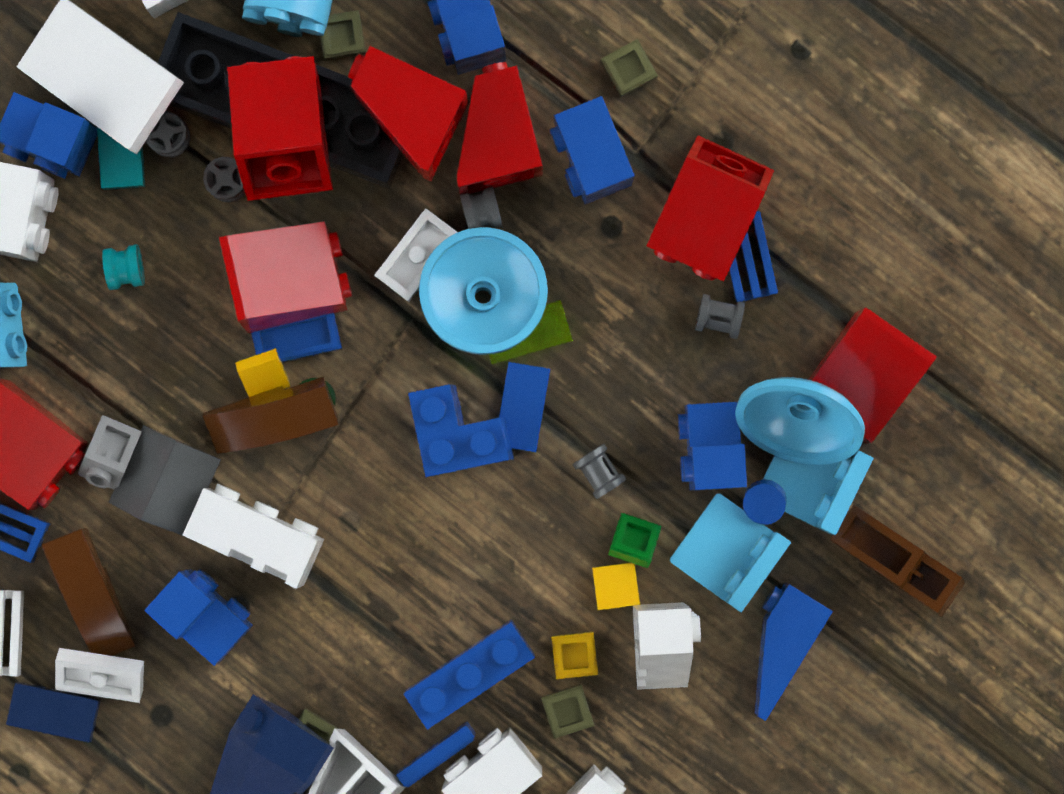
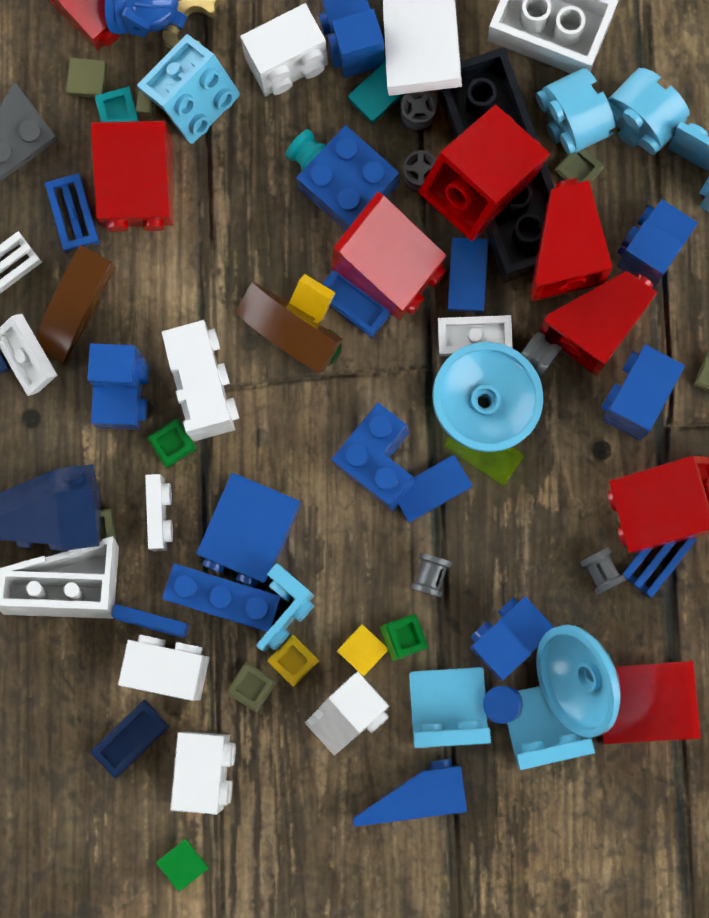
camera: 60 degrees right, 5 degrees down
(109, 453) = (176, 242): light grey bracket -> none
(164, 480) = (188, 292): dark grey slope -> none
(179, 252) = (346, 177): none -> blue brick
(290, 606) = (172, 443): none -> green tile
(330, 659) = (157, 497): none -> white plate
(356, 216) = (467, 275): none -> blue tile
(427, 602) = (248, 530): none -> blue brick
(506, 610) = (286, 587): none -> medium azure bracket
(898, 561) = (538, 830): reddish brown slope -> none

